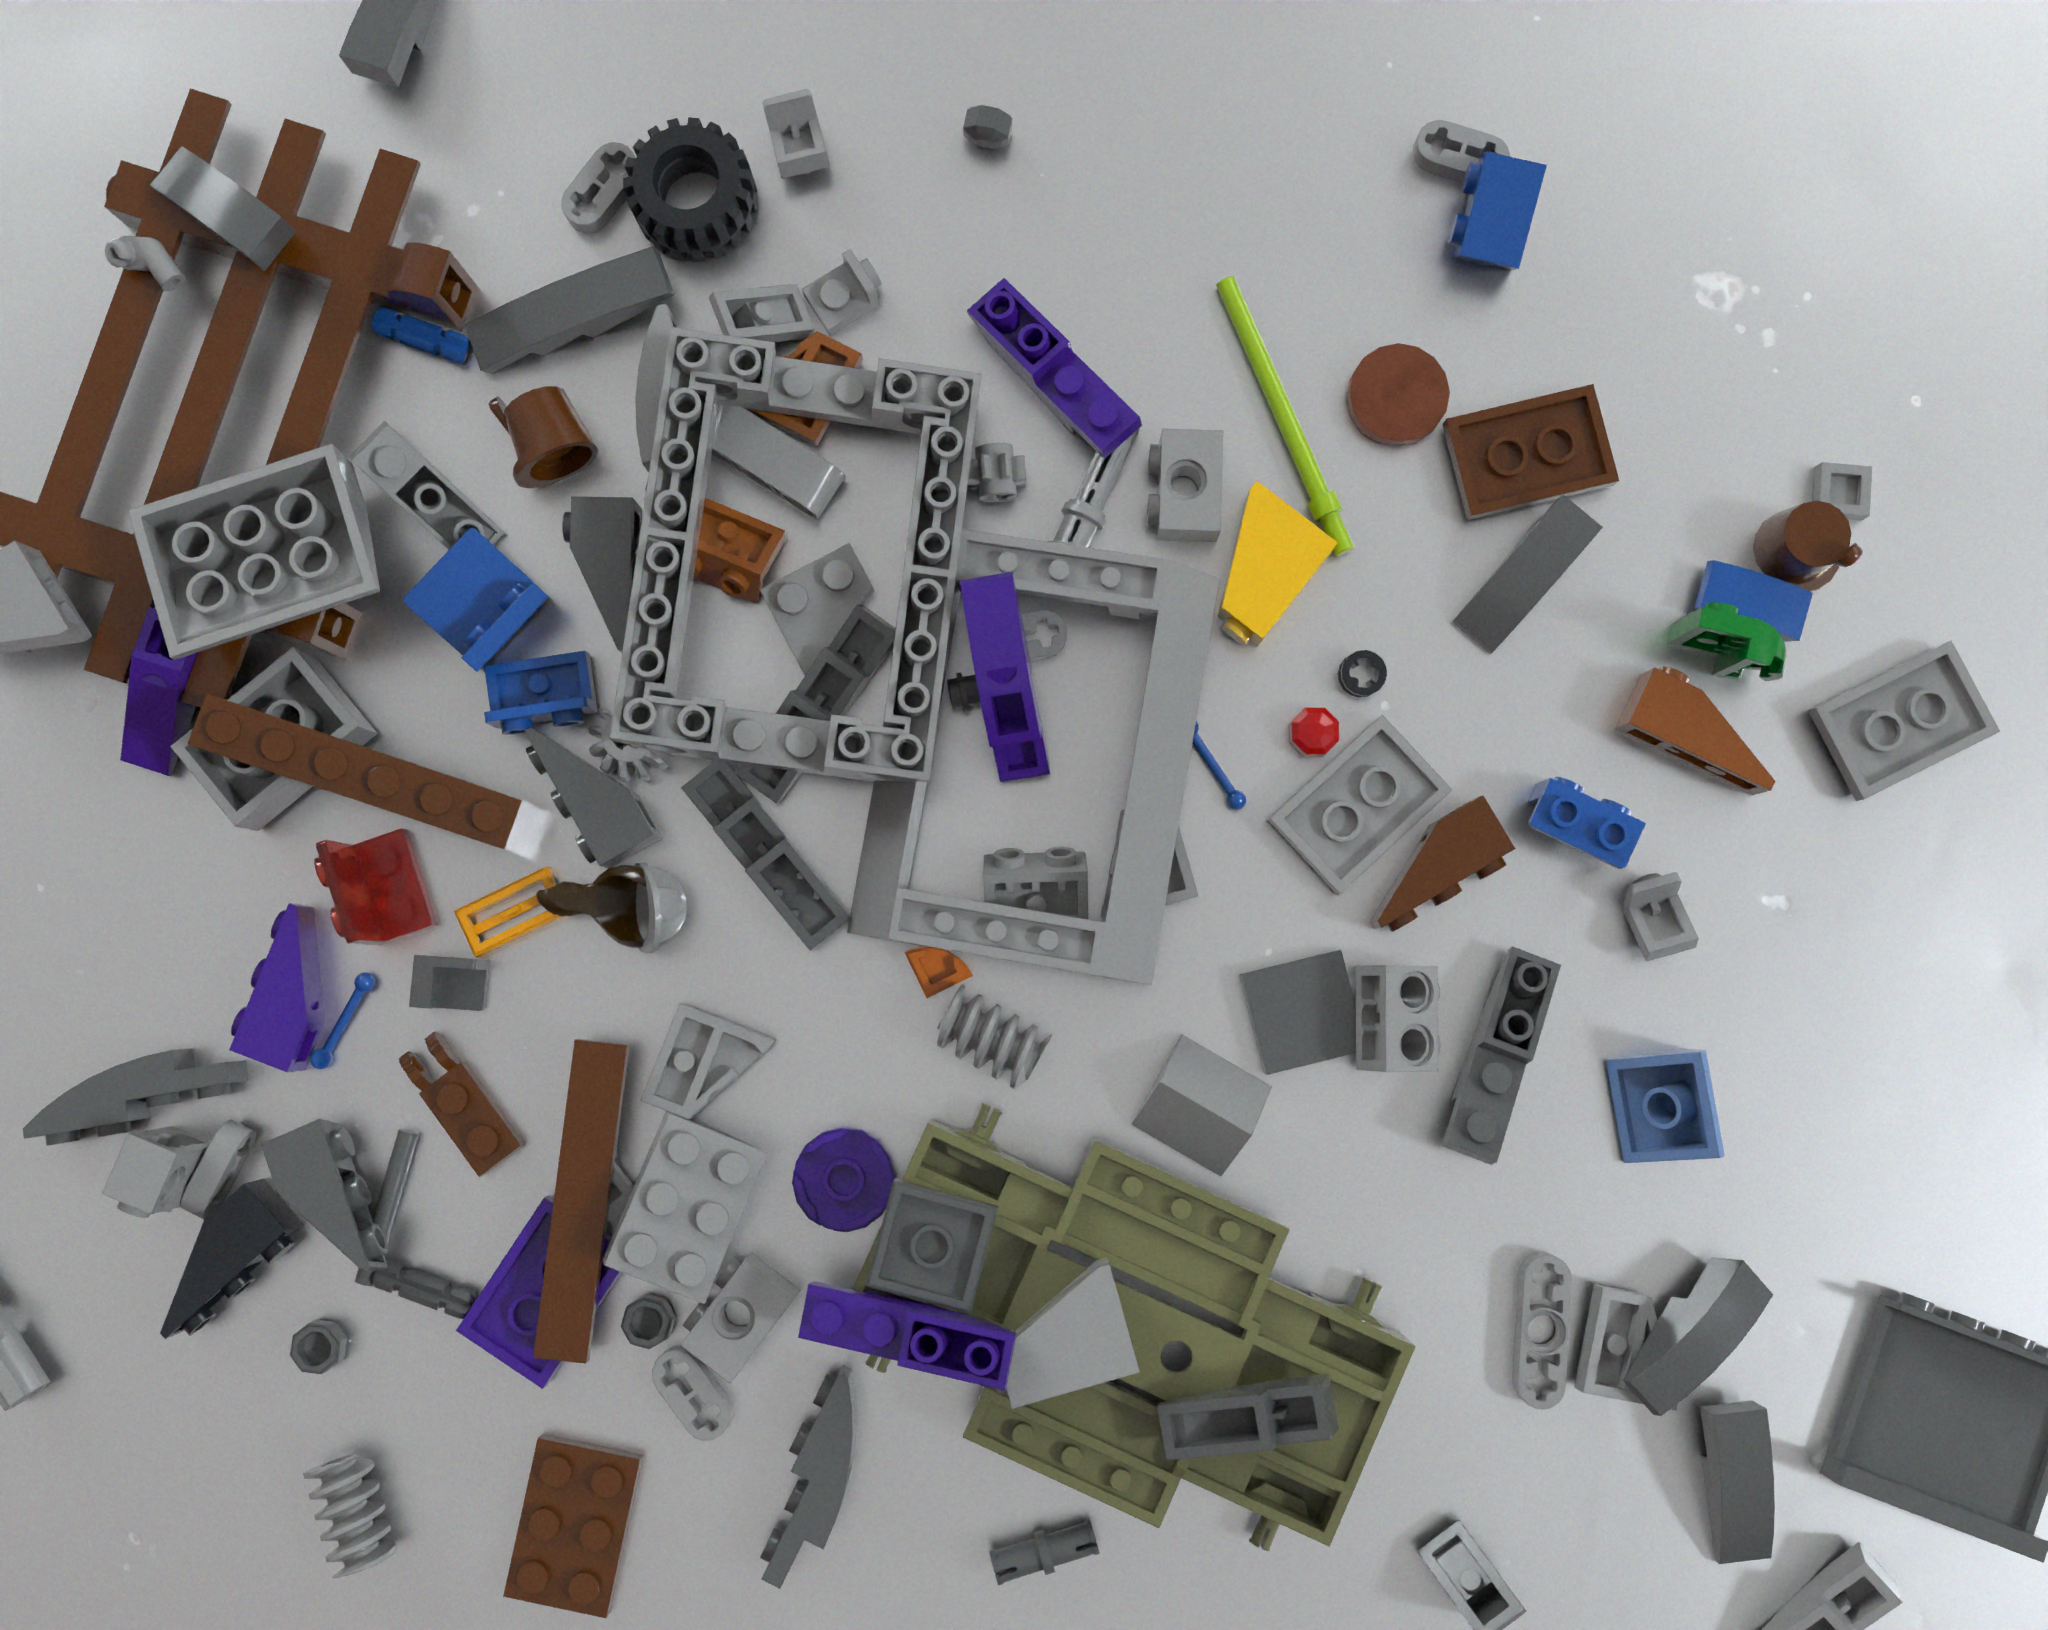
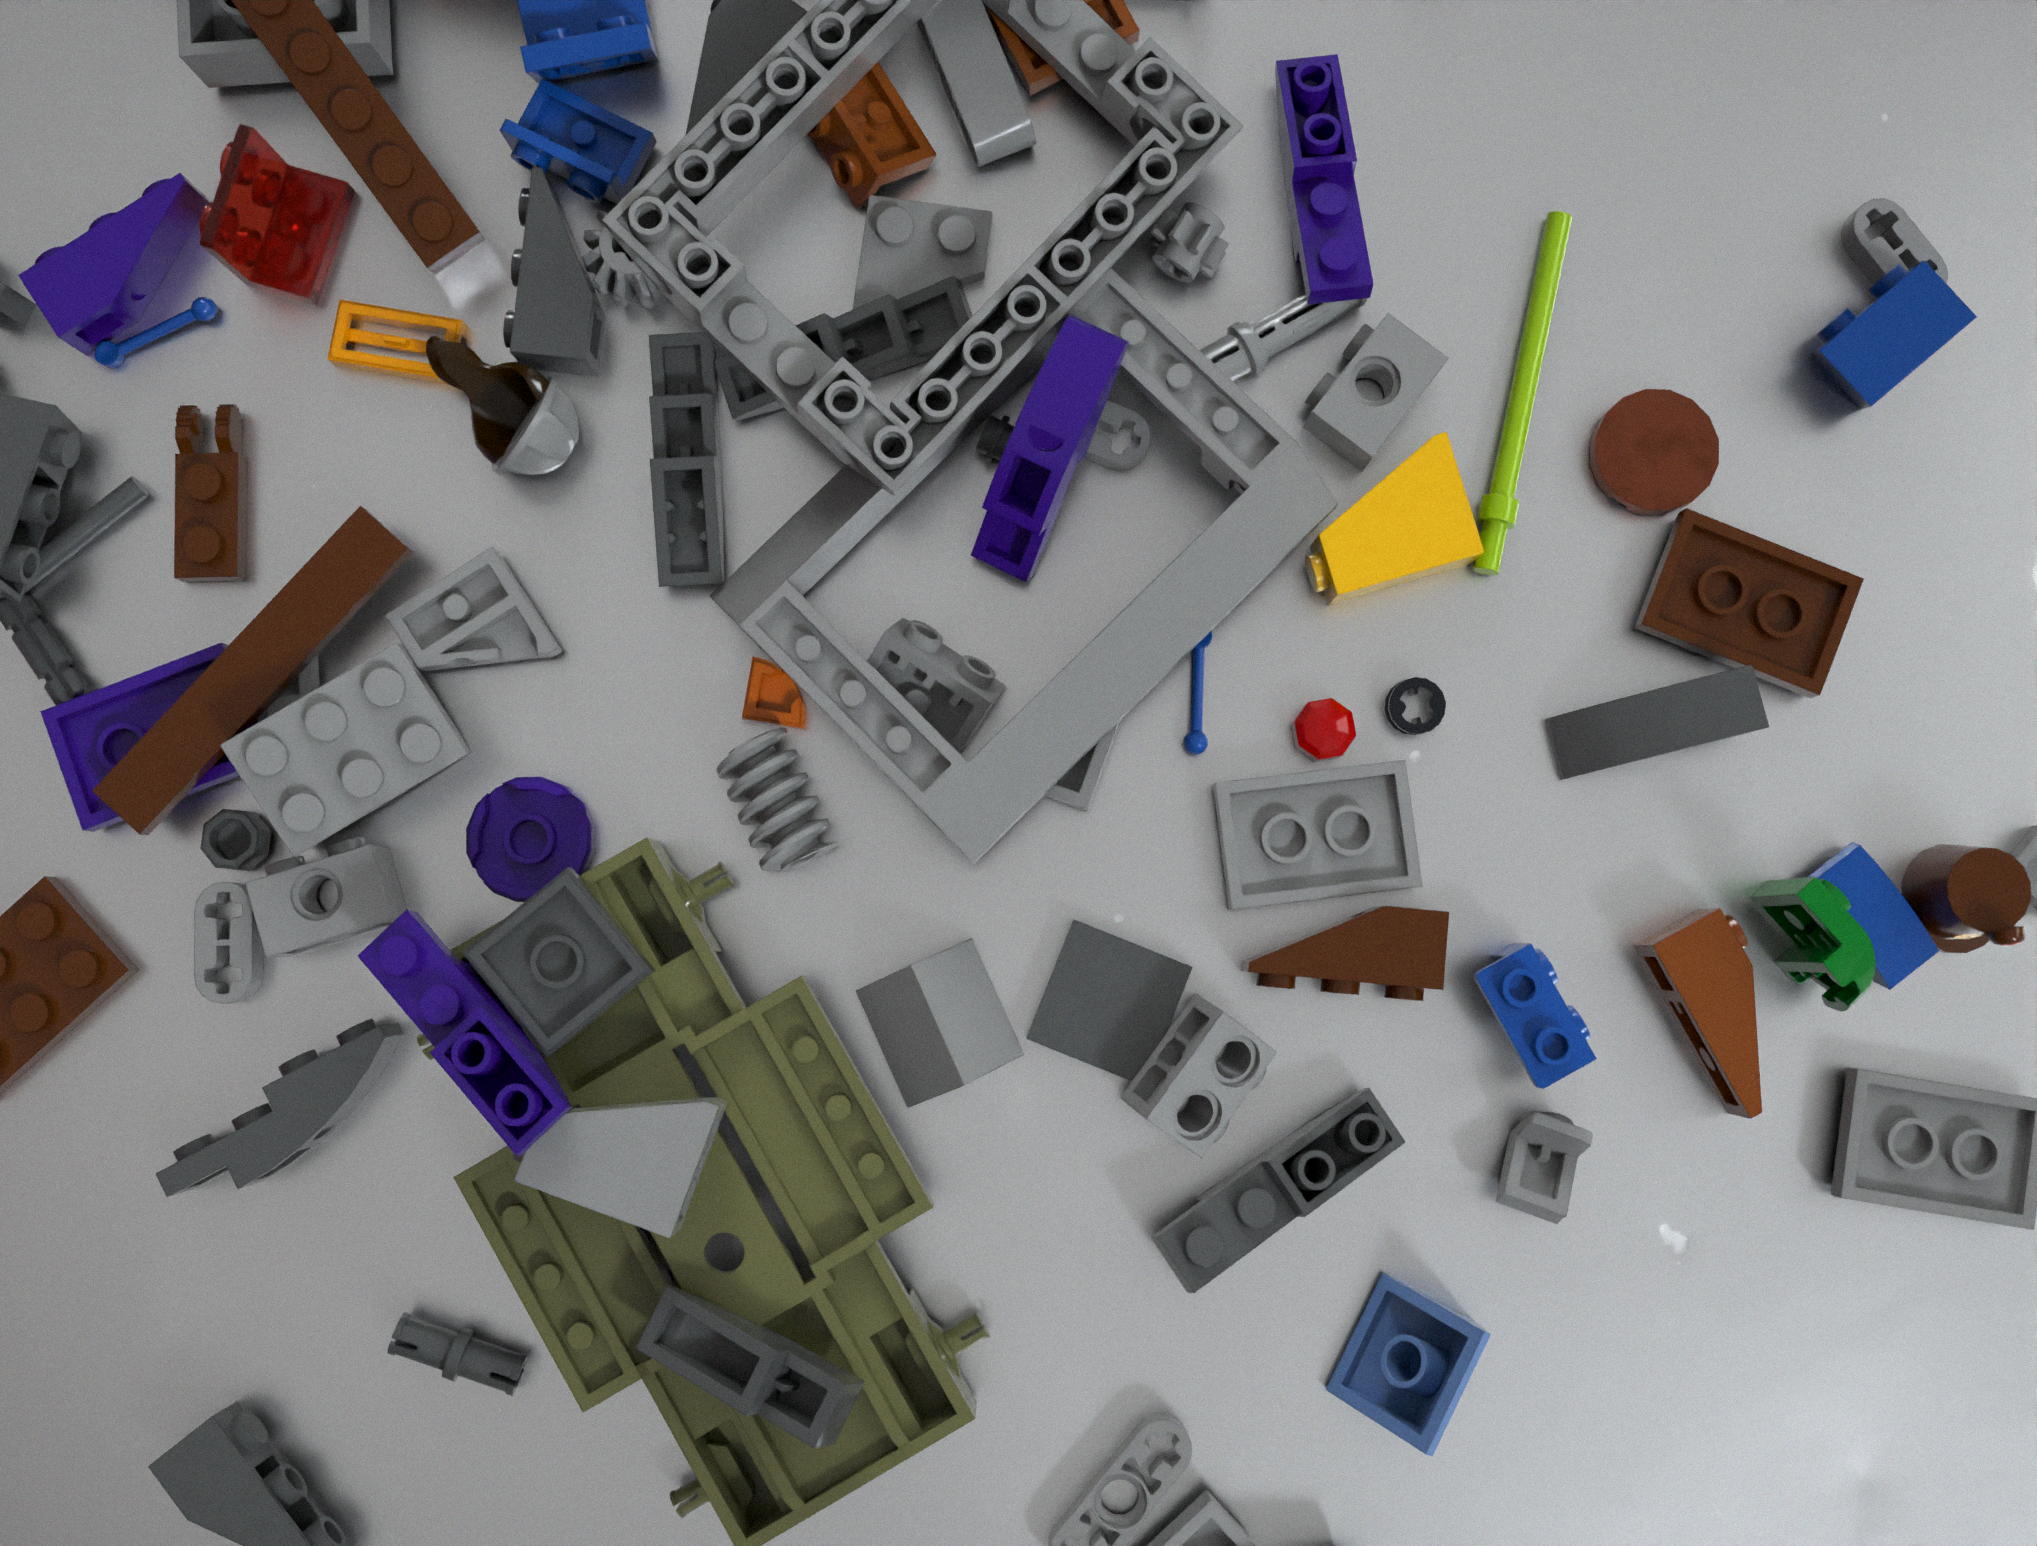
camera: 30 degrees right, 0 degrees up
(449, 983) = (282, 366): dark grey panel -> none

